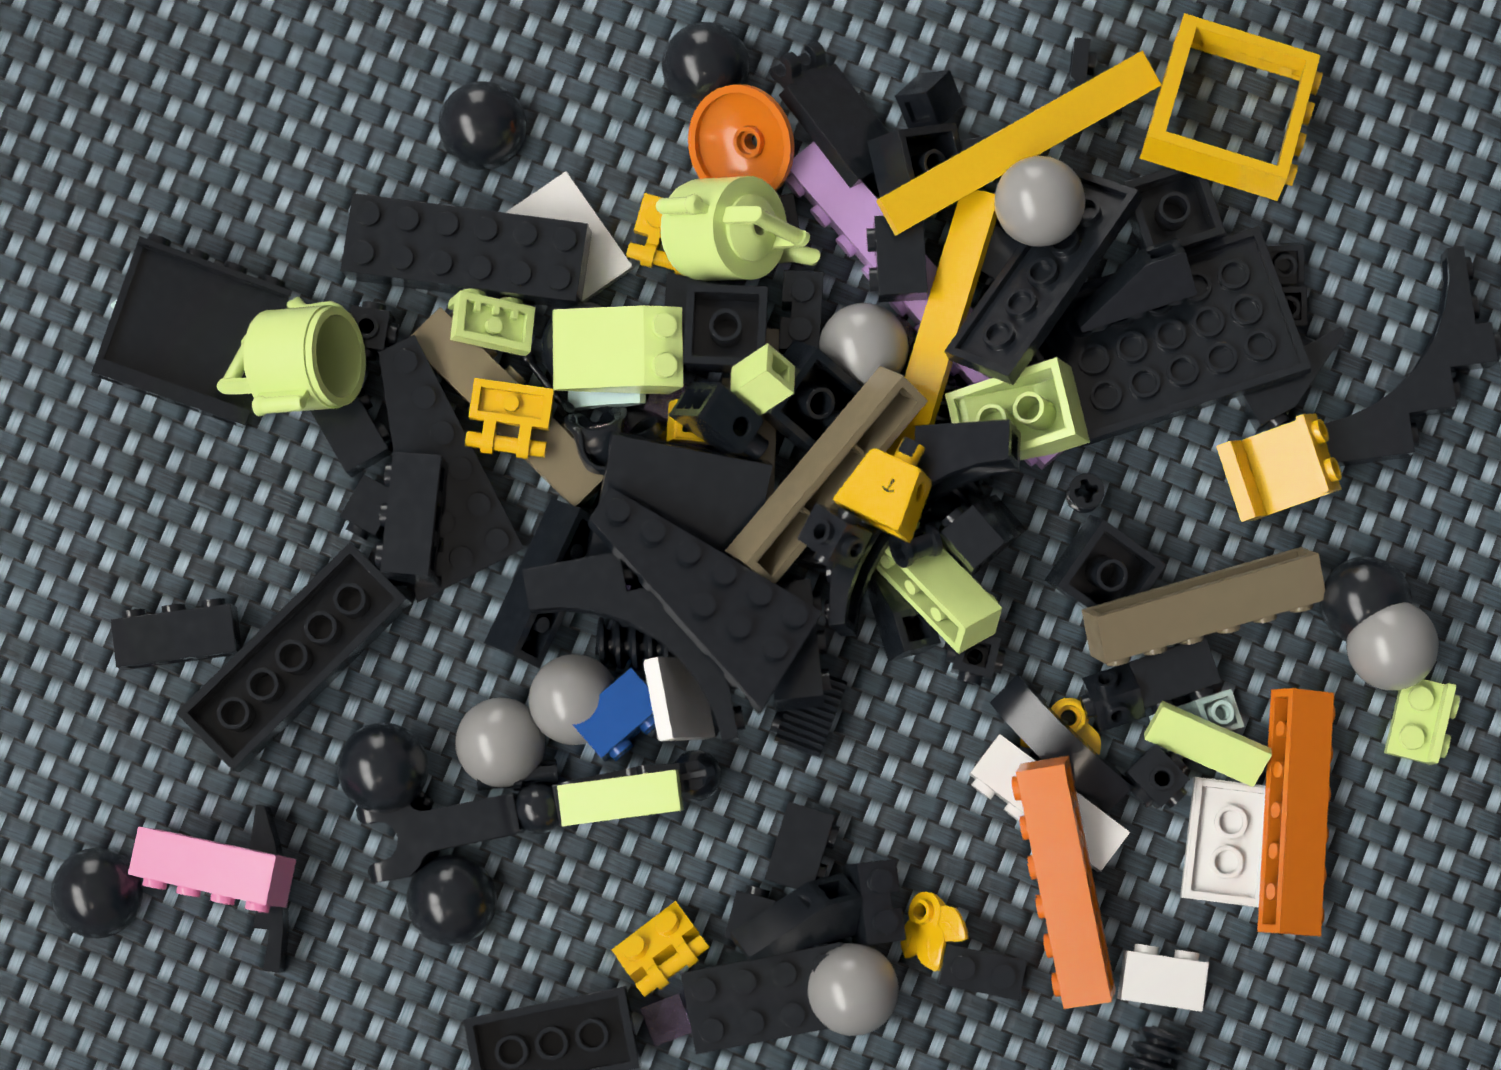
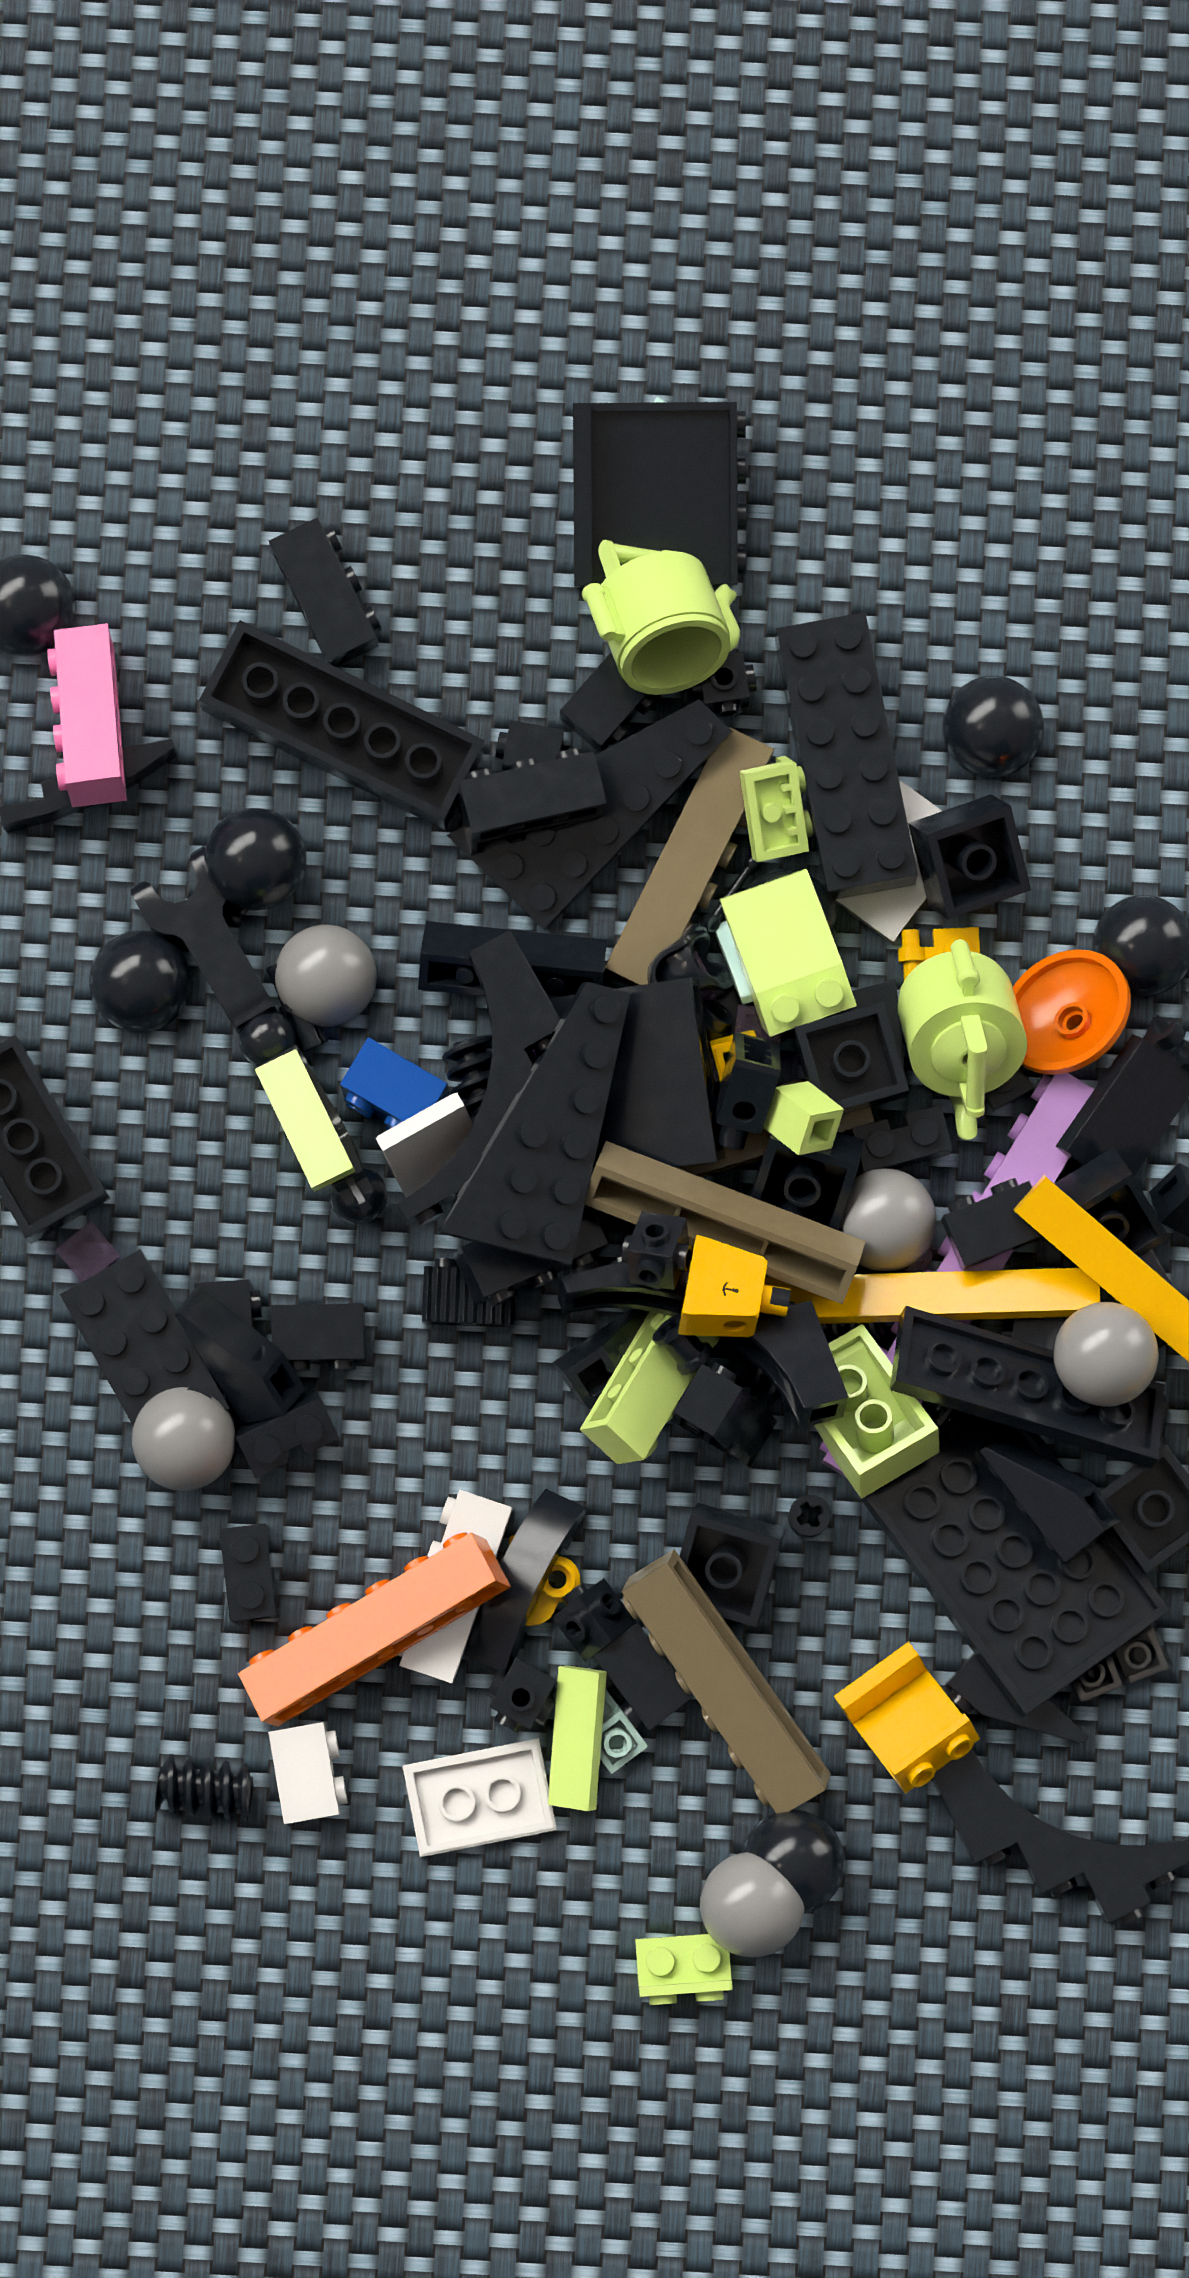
camera: 65 degrees right, 0 degrees up
(509, 405) = (690, 862): yellow plate -> none
(567, 694) = (397, 1027): light grey piece -> none
(586, 177) = (969, 856): none -> black brick
(649, 950) = (160, 1220): yellow plate -> none
(929, 932) = (277, 1501): yellow plate -> none
(991, 661) = (569, 1459): black brick -> none
(1296, 812) = (535, 1859): orange brick -> none

